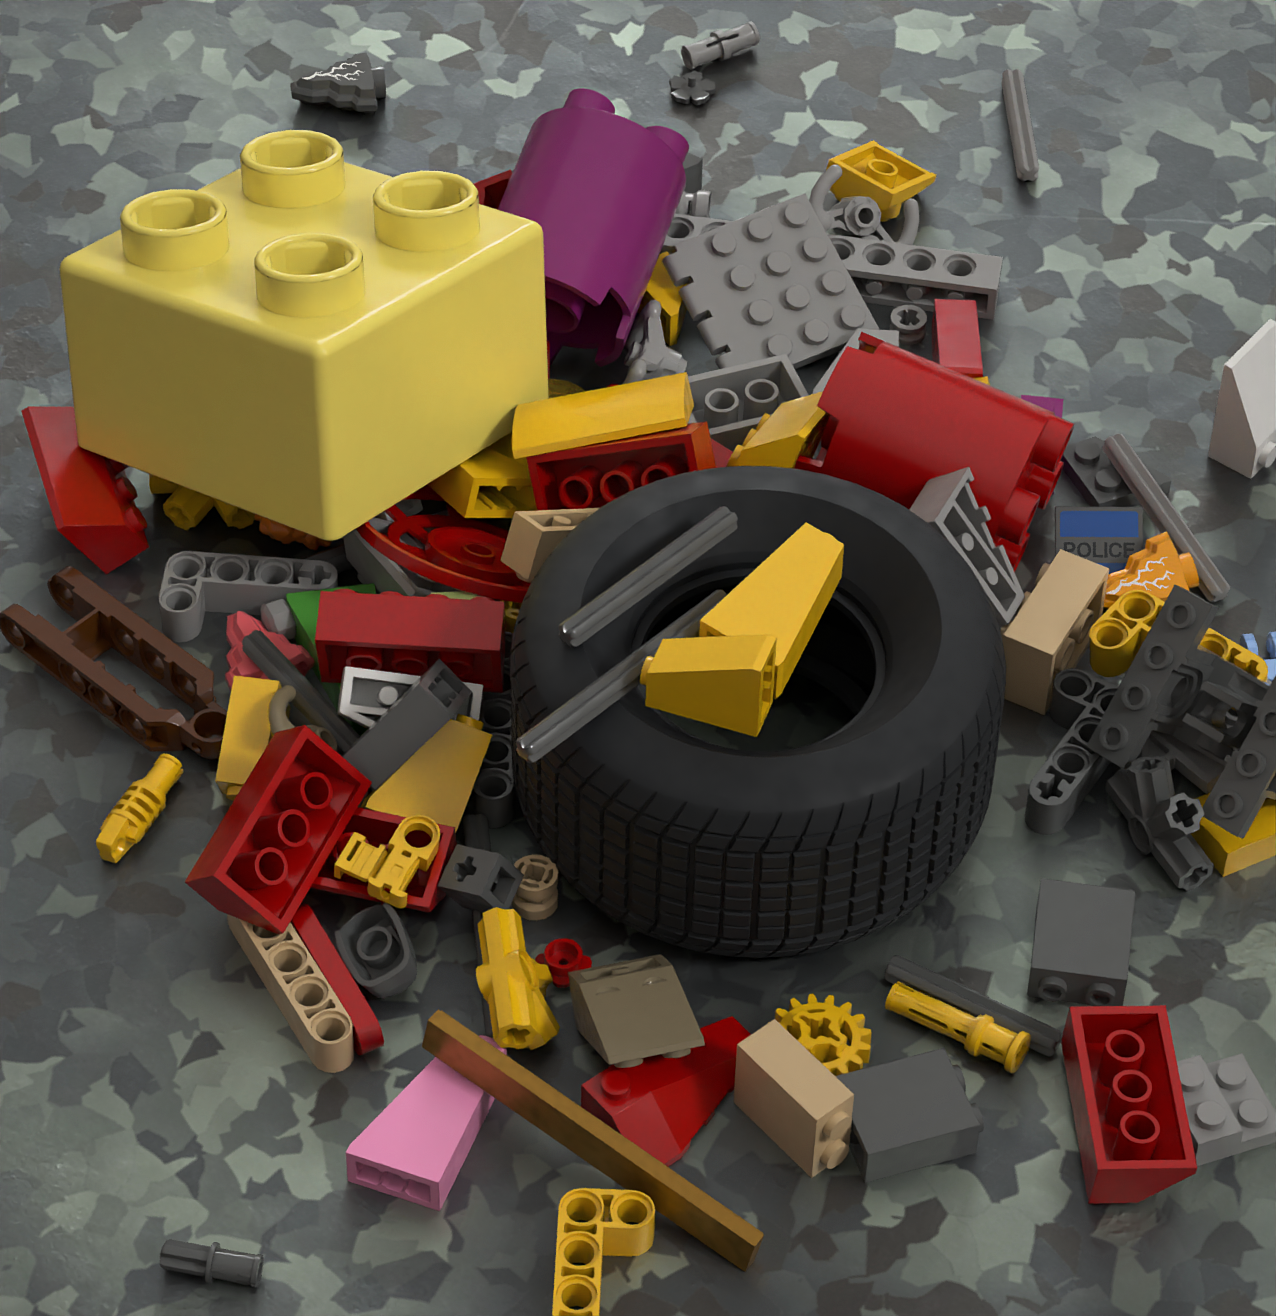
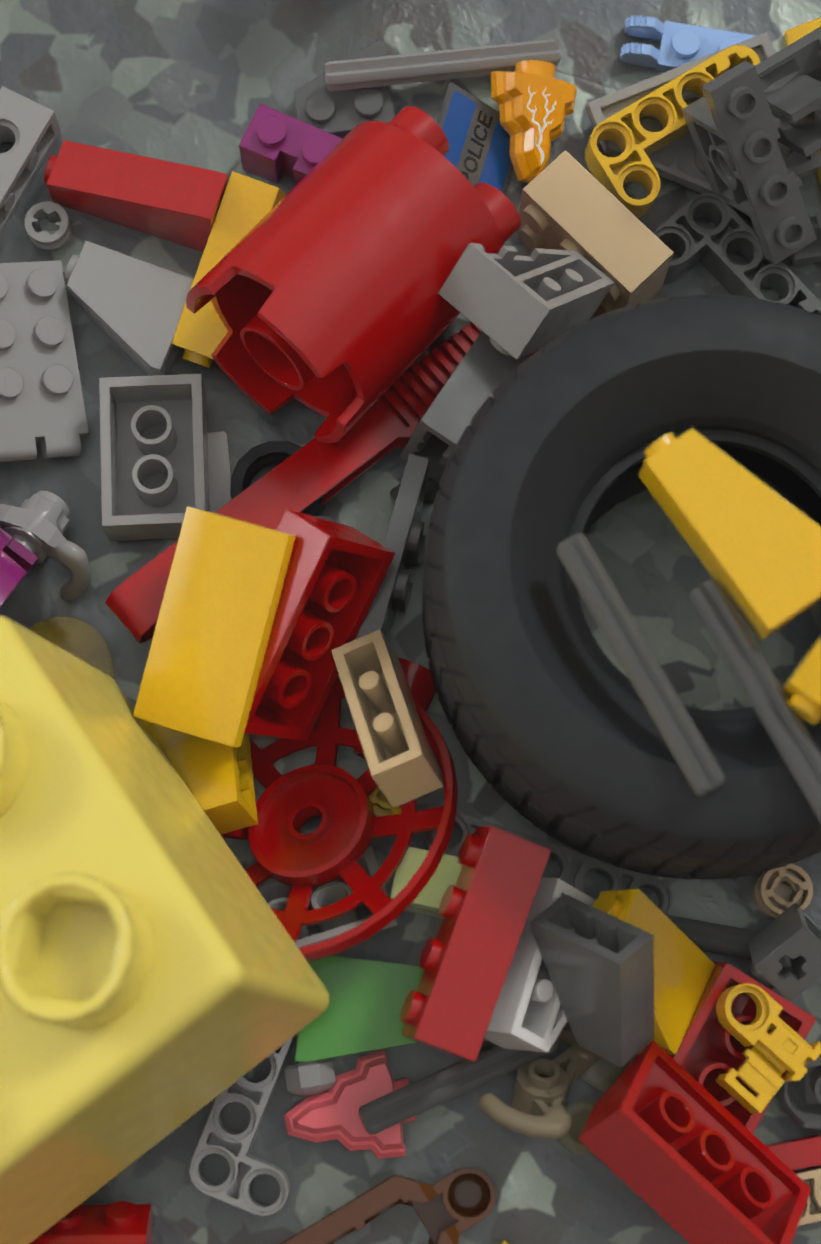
camera: 75 degrees left, 30 degrees up
(245, 731) = (496, 1152): yellow slope -> none
(783, 436) = (278, 428): yellow slope -> none

